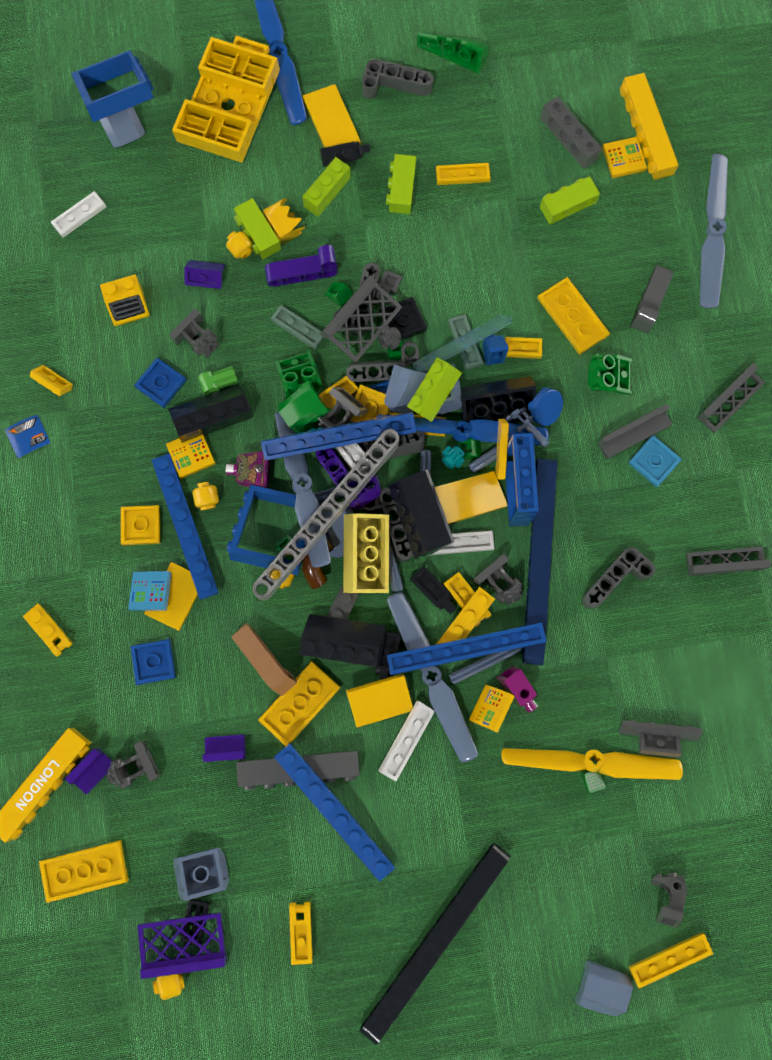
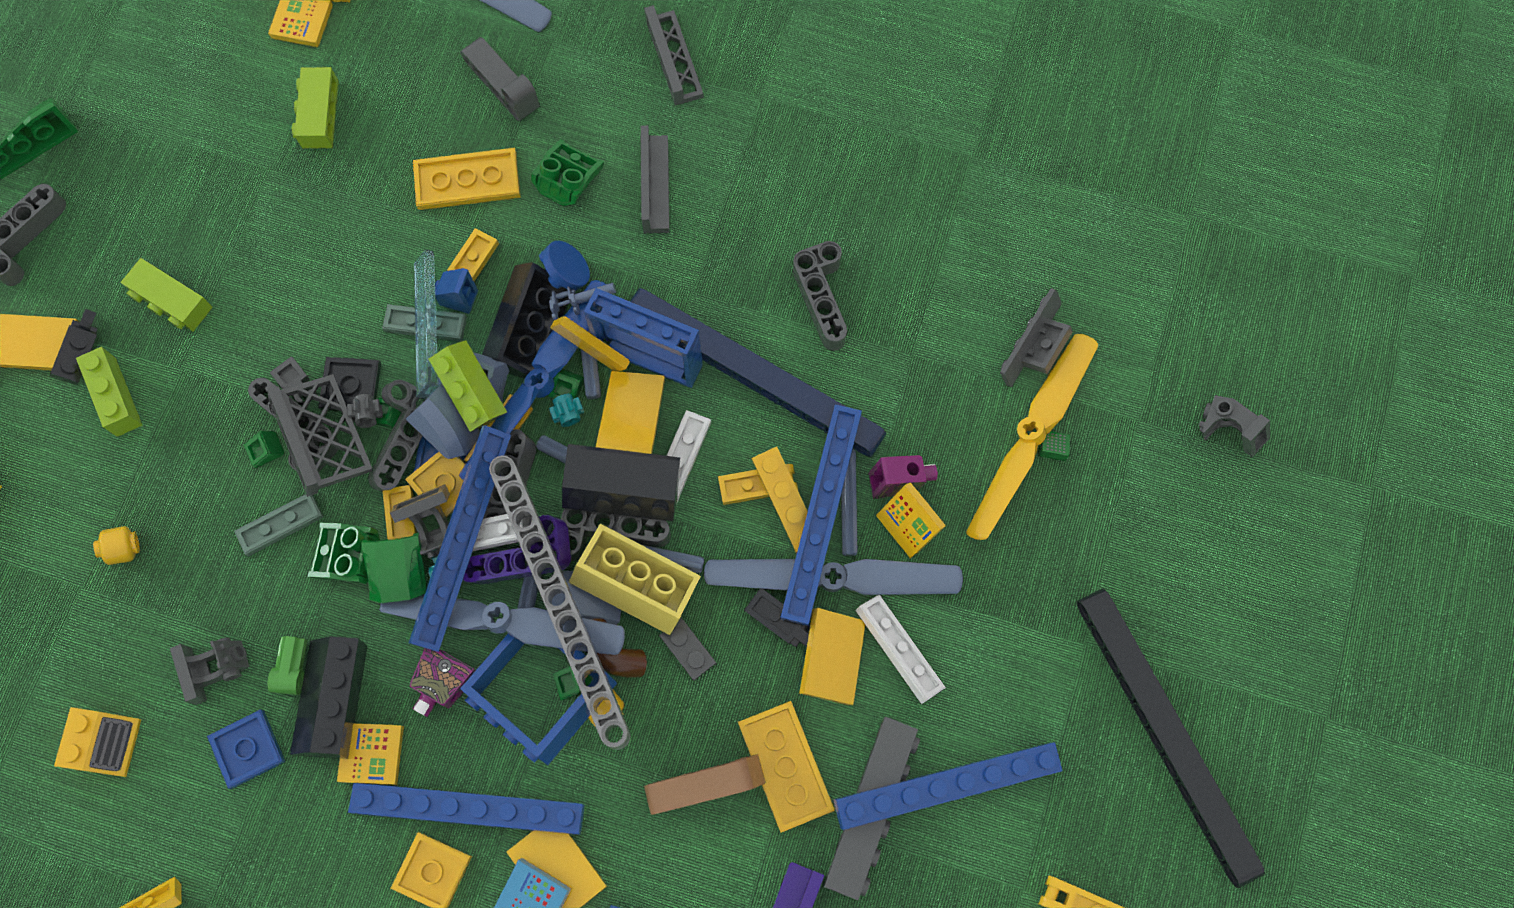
camera: 60 degrees left, 5 degrees down
(203, 274) = (128, 614): dark purple panel -> none
(205, 496) = (441, 759): yellow head -> none
(257, 229) = (108, 510): lime brick -> none
(282, 221) = (120, 473): yellow piece -> none
(303, 269) = (203, 478): dark purple beam -> none
(343, 640) = (732, 666): black slope -> none
(433, 590) = (725, 520): black hinge -> none
(462, 173) = (200, 216): yellow tile -> none
(493, 573) = (777, 425): dark grey tile -> none
(570, 133) = (229, 62): dark grey brick -> none
(604, 989) = (1308, 557): sand blue slope -> none
(654, 461) = (701, 178): dark azure tile -> none
(670, 960) = (1305, 462): yellow plate -> none
(728, 567) = (873, 161): dark grey fence -> none

